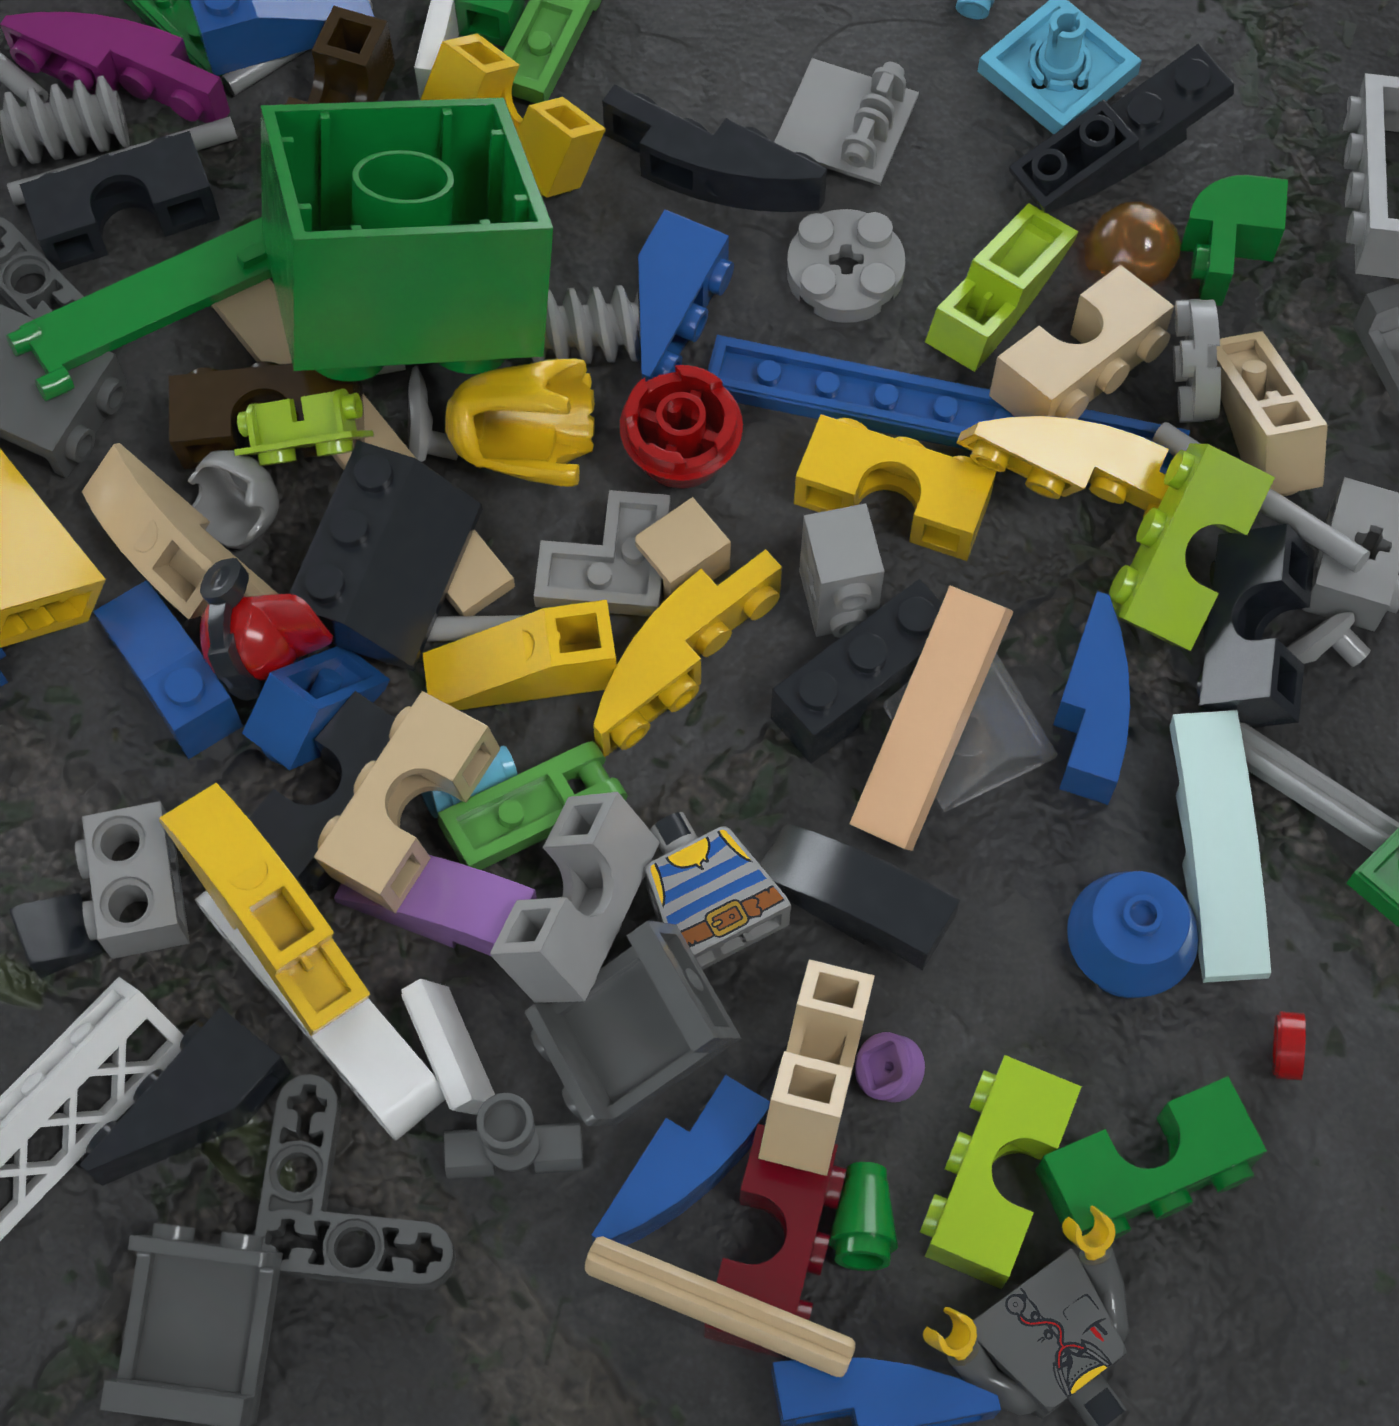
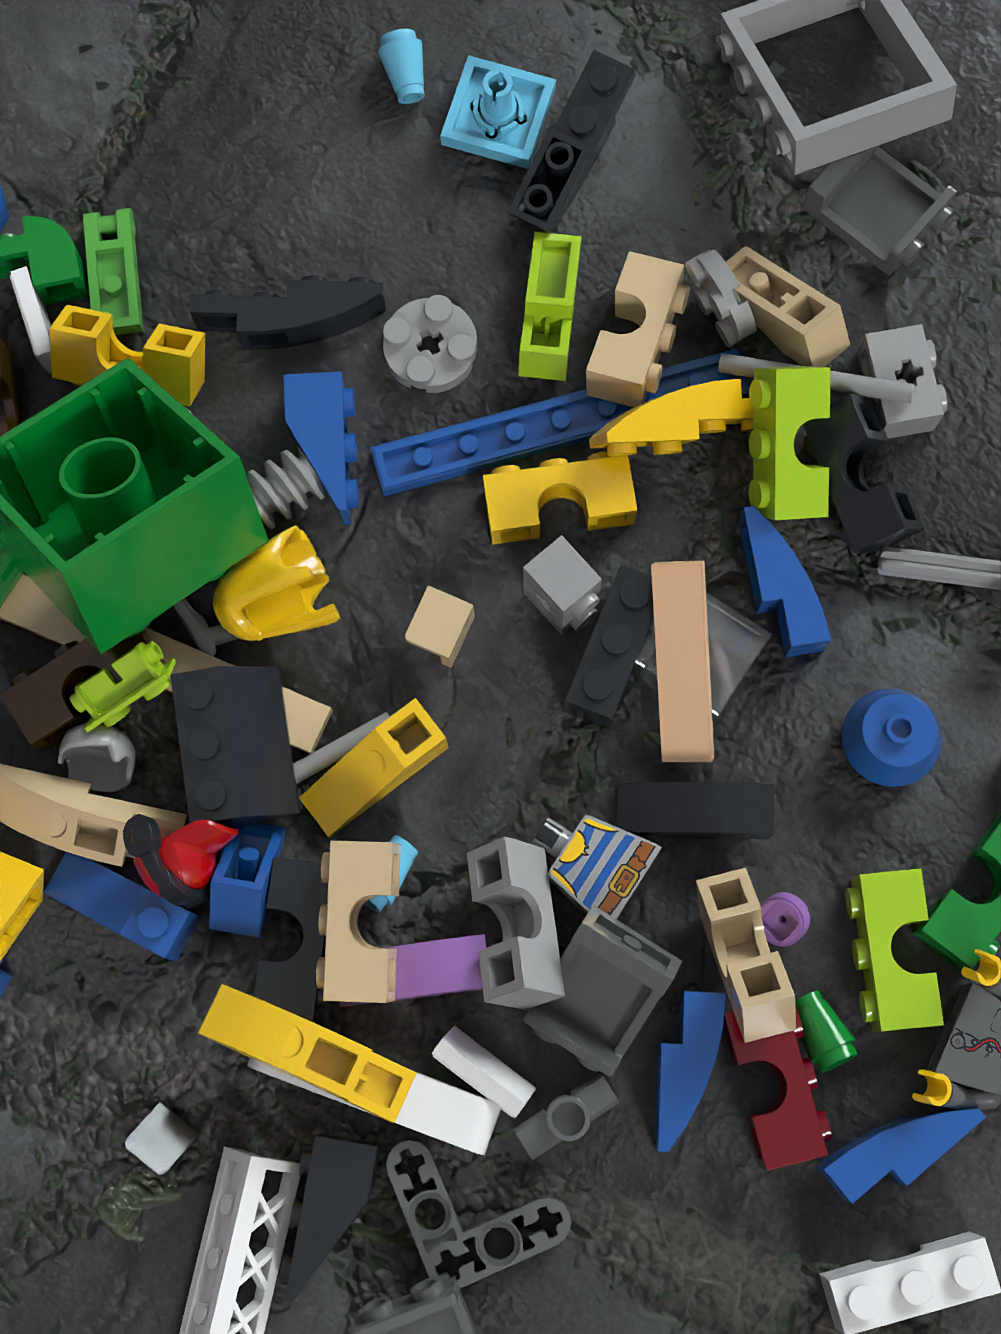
camera: 25 degrees left, 10 degrees up
(147, 876) = (204, 1064): light grey brick -> none
(523, 807) = (438, 872): bright green plate -> none
(608, 571) = (399, 667): light grey plate -> none
(663, 658) = (471, 716): yellow slope -> none
(681, 426) = (389, 535): red cone -> none
(720, 1306) = (771, 1154): tan axle -> none
(849, 118) = (369, 230): light grey hinge -> none
(1135, 238) = (623, 225): clear orange hair -> none
(1220, 846) = (918, 644): light aqua slope -> none
(1230, 220) = (683, 173): green brick -> none
(1329, 633) = (904, 455): light grey bar -> none

